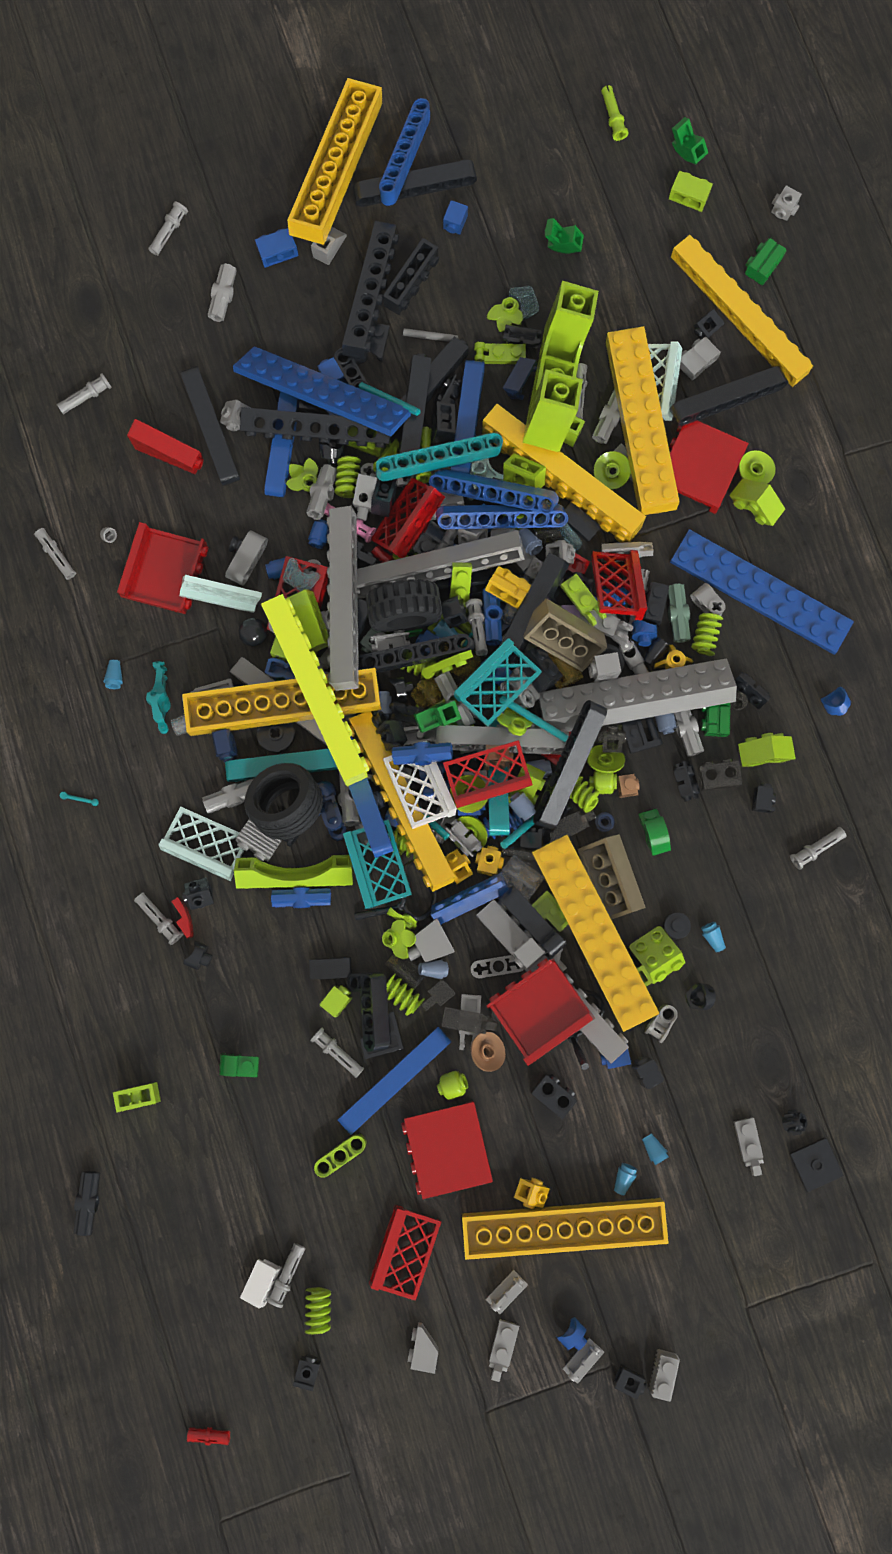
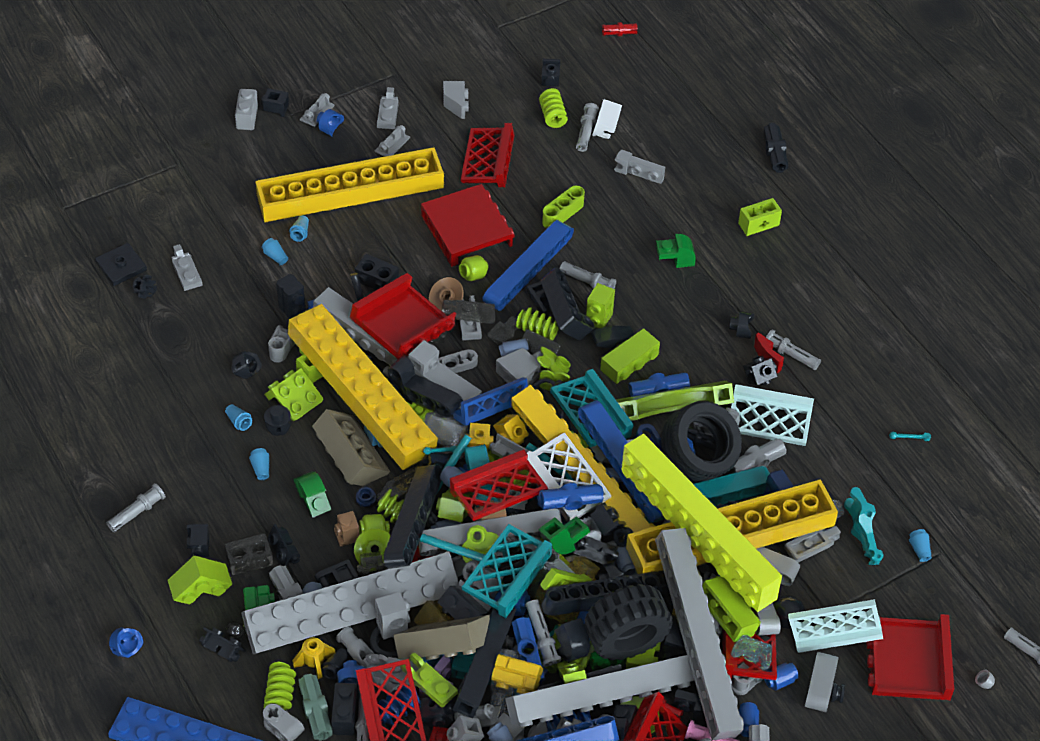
camera: 165 degrees right, 30 degrees down
(257, 1210) = (639, 167): none -> light grey plate
(319, 938) = (630, 356): none -> lime brick
(515, 852) = (427, 450): none -> teal hinge
(532, 1193) = (384, 203): yellow brick -> none
(698, 877) = (260, 462): none -> dark azure cone

